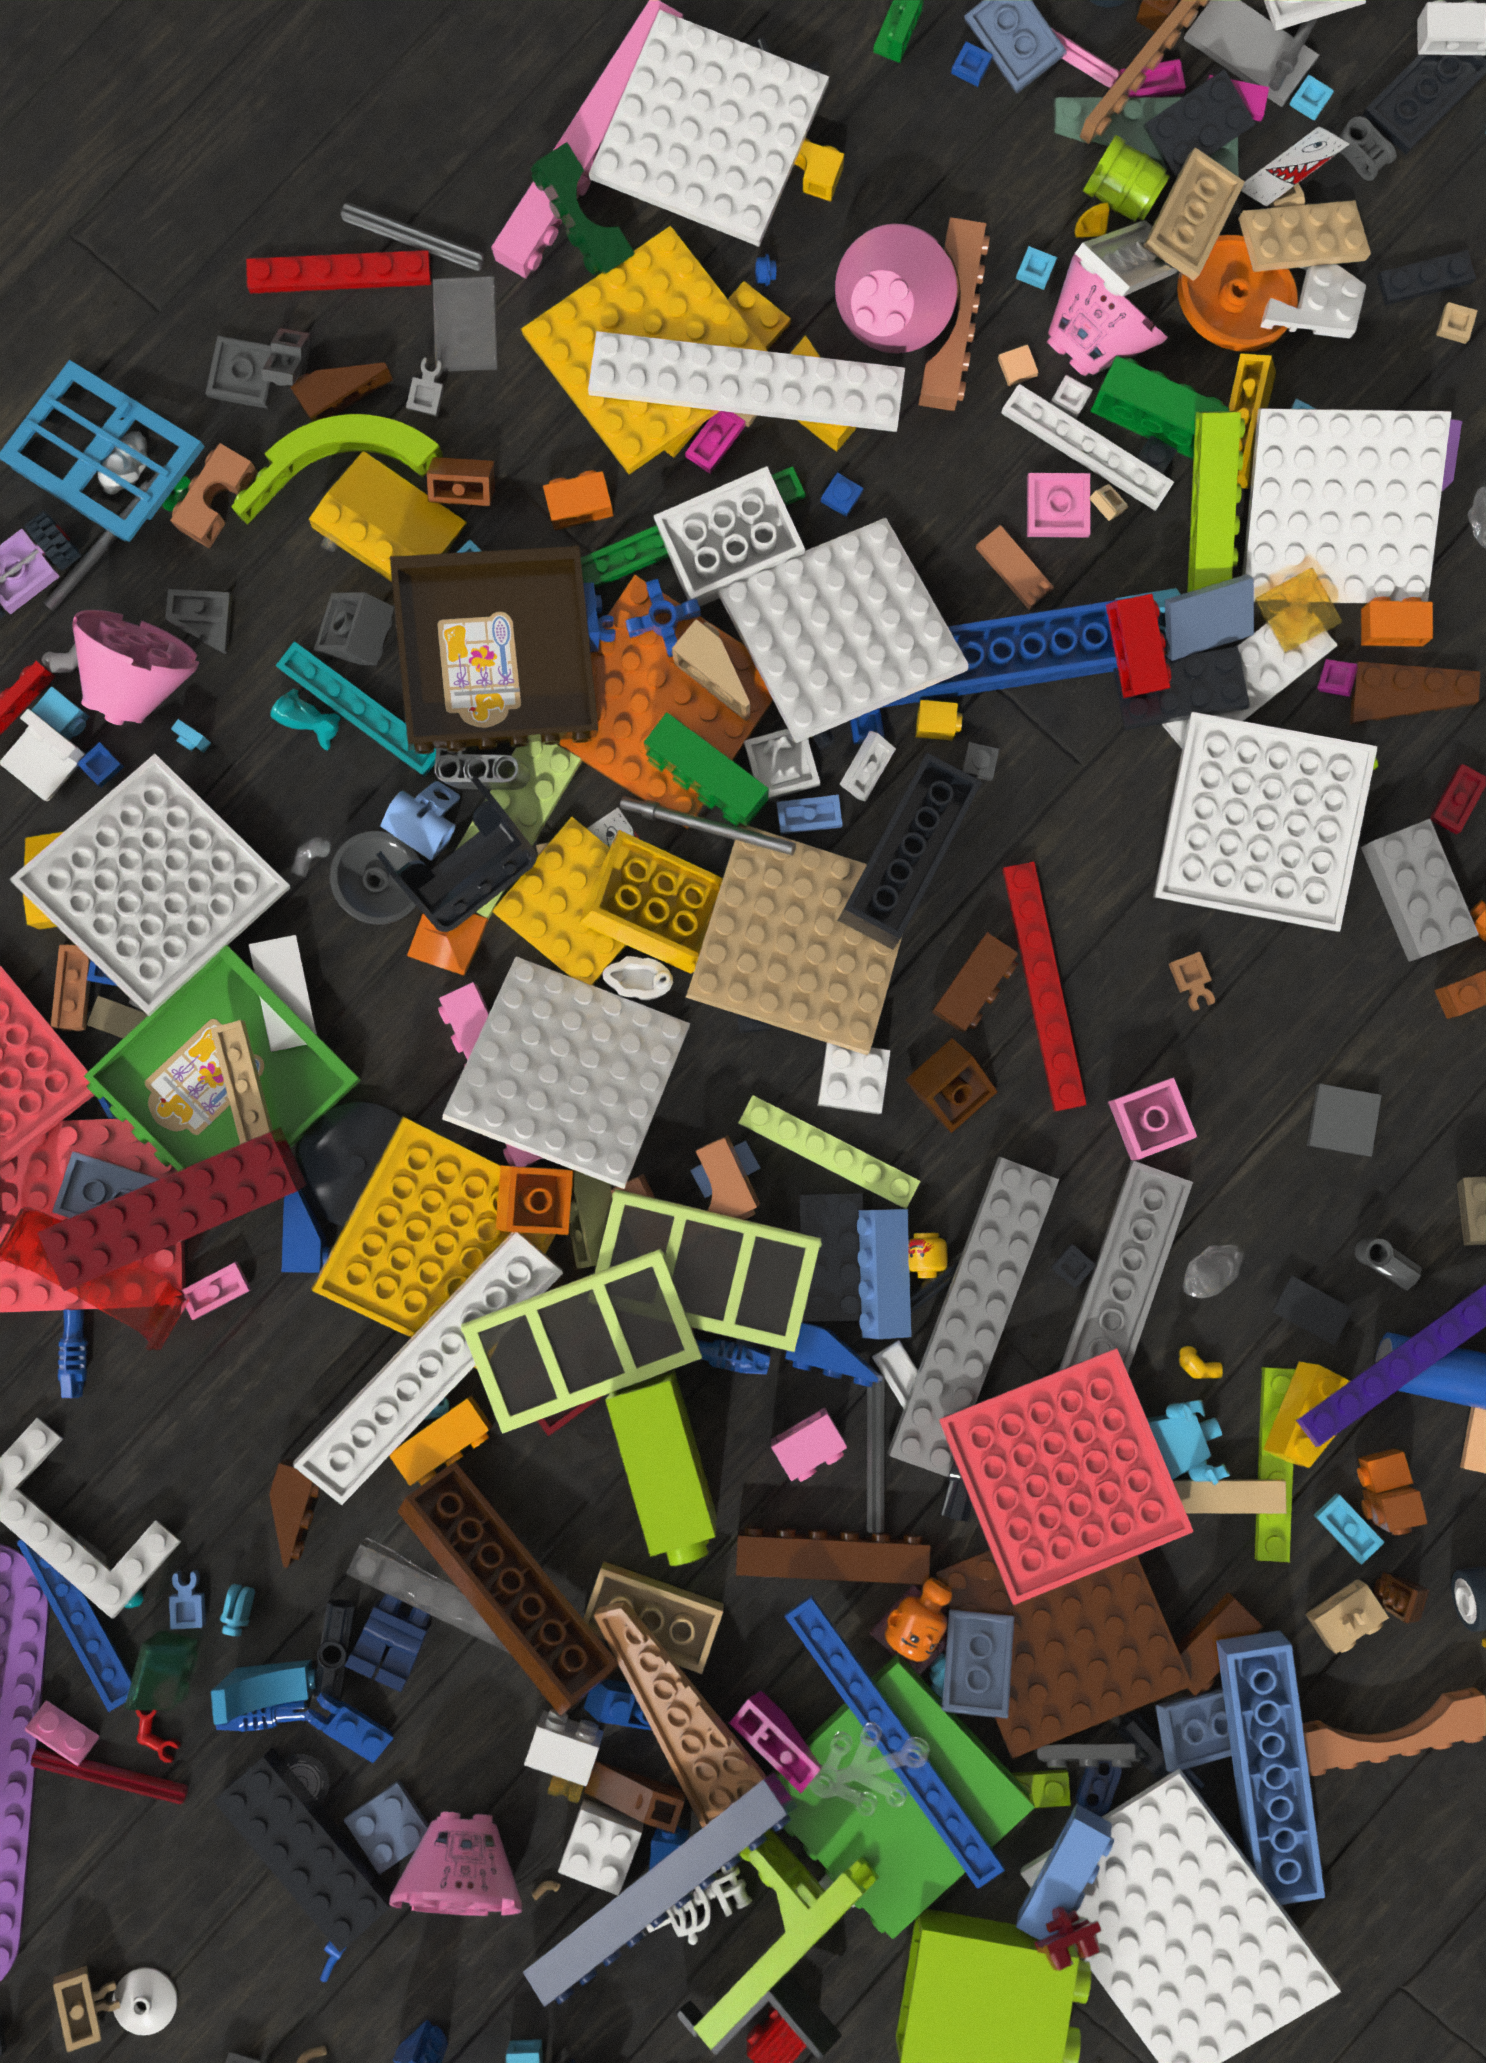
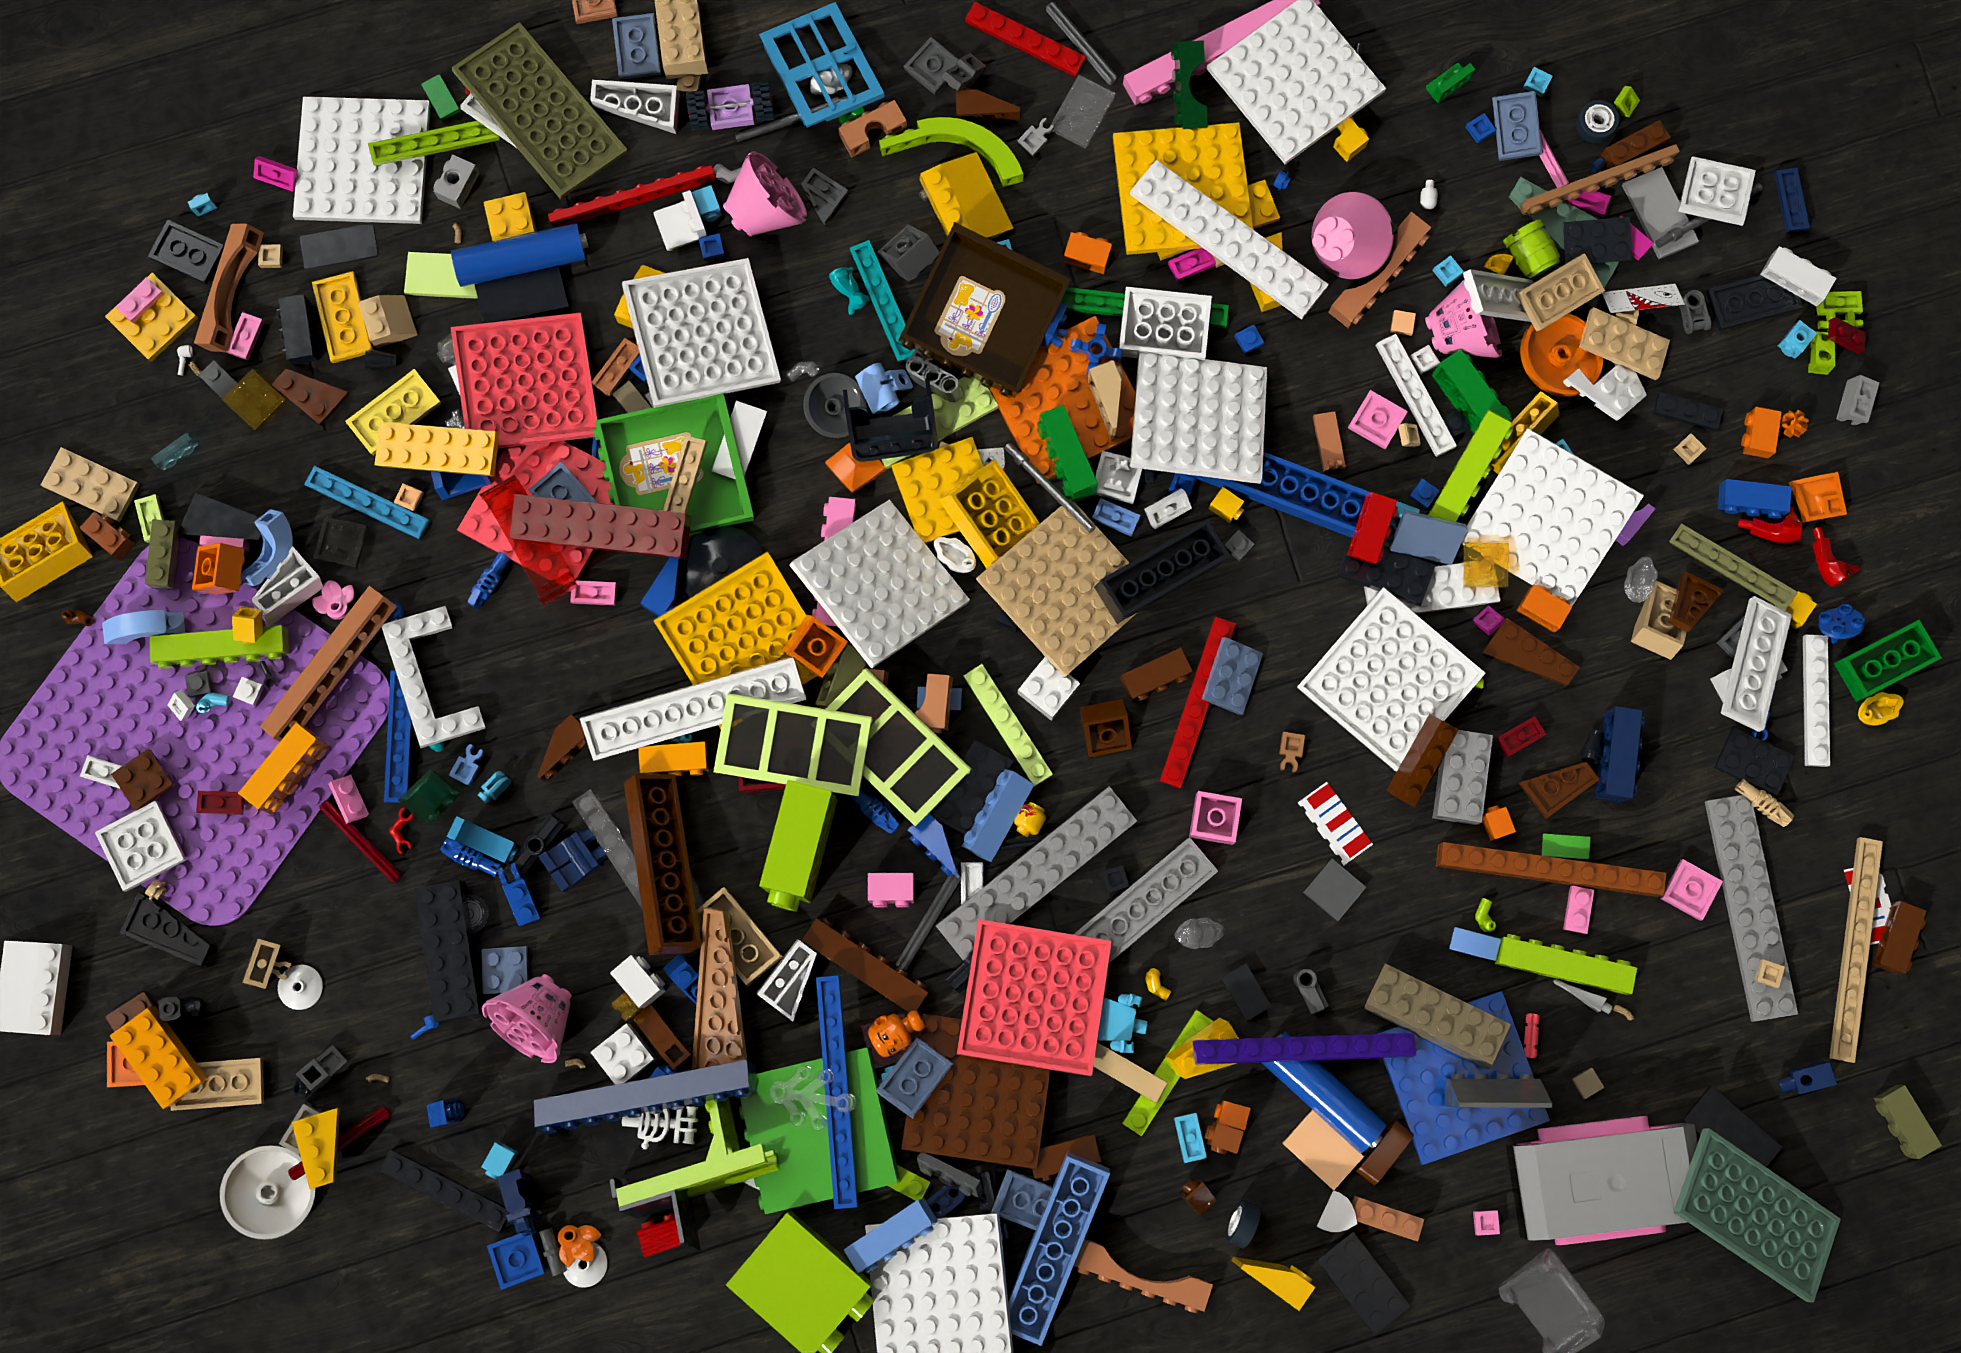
camera: 30 degrees right, 5 degrees down
(189, 737) = (773, 261): medium azure plate -> none
(460, 481) = (1024, 202): dark orange brick -> none
(747, 1632) = (788, 979): none -> white wedge
(776, 1740) = (766, 1051): dark pink slope -> none
(957, 185) = (1429, 195): none -> white cylinder
(1068, 929) = (1232, 676): none -> sand blue plate
(1080, 1933) = (860, 1269): dark red hips -> none
(1141, 31) = (1597, 166): none -> dark blue hand
(1167, 565) = (1424, 494): none -> blue plate
(1296, 1037) = (1335, 823): none -> sticker
(1311, 97) = (1679, 264): medium azure plate -> none
(1347, 1616) = (1157, 1189): tan brick -> none
(1362, 900) = (1422, 760): none -> reddish brown brick

